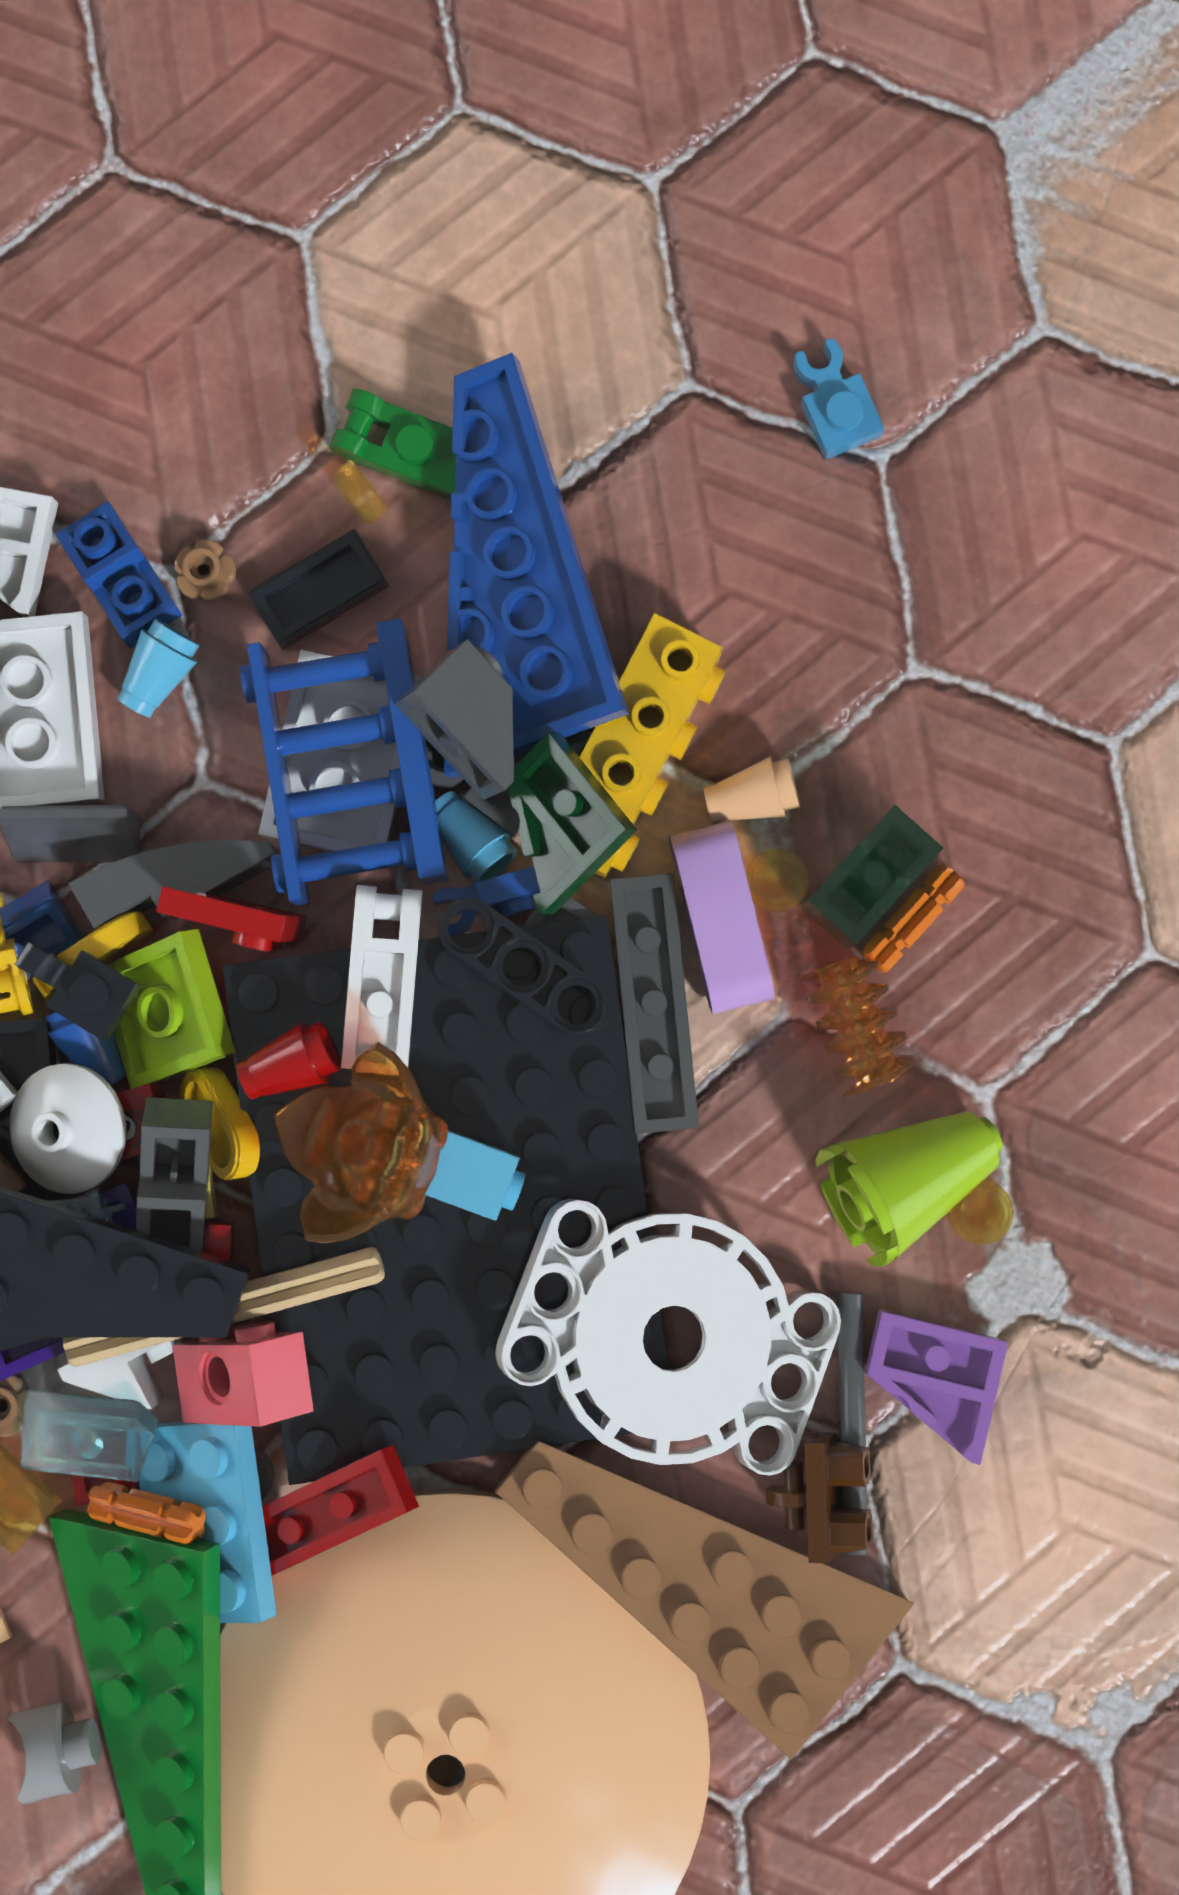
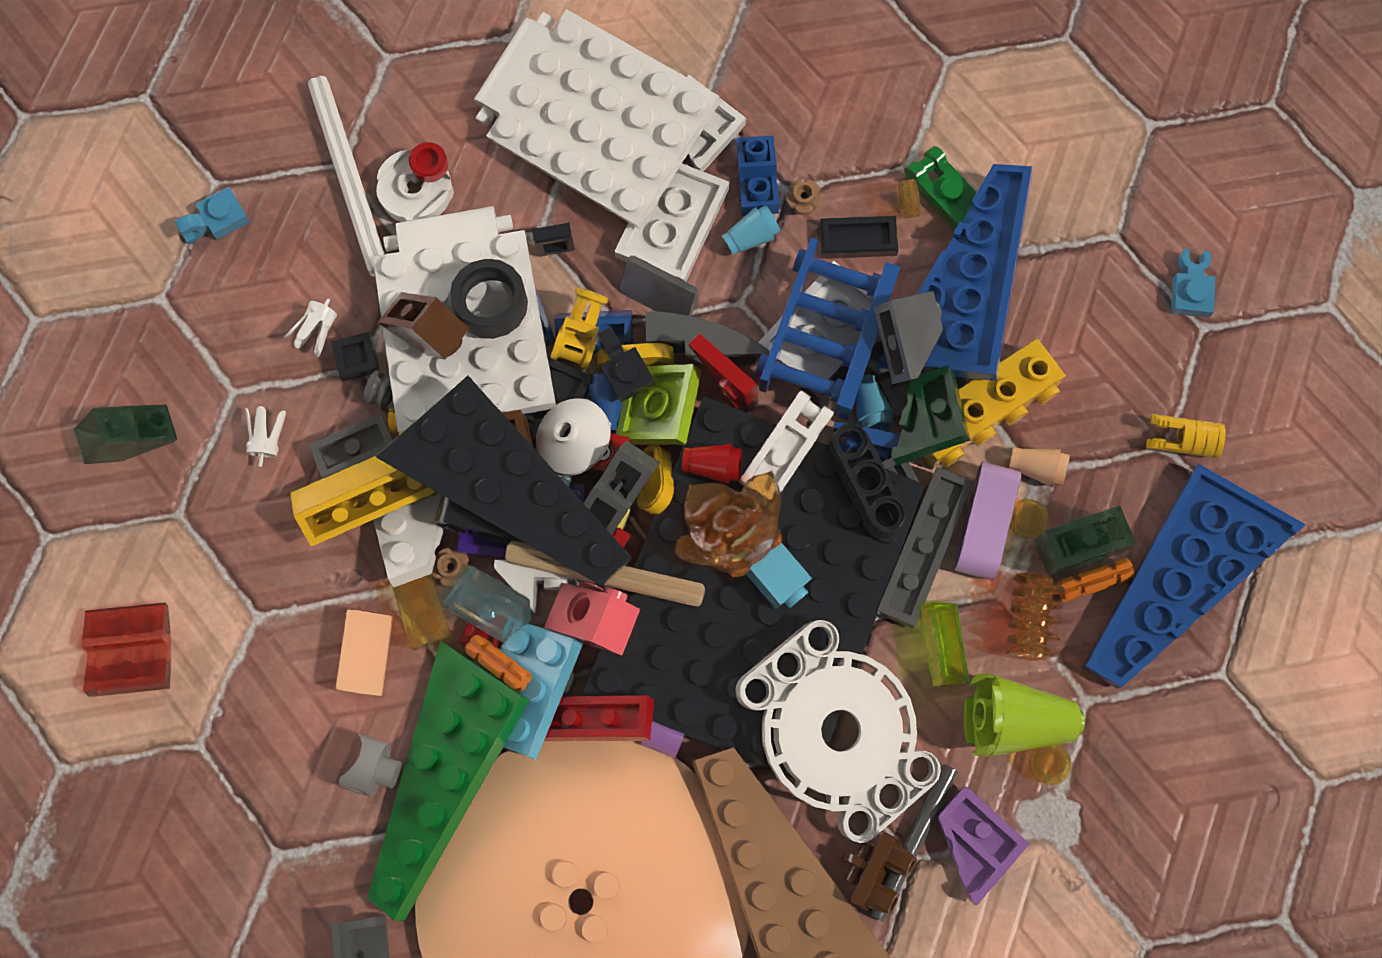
camera: 30 degrees right, 10 degrees down
(438, 1481) = (664, 740): none -> medium lavender hinge
(753, 1129) = (944, 644): none -> clear neon green plate
(946, 635) = (1192, 436): none -> yellow hinge
(1036, 813) = (1196, 559): none -> blue wing

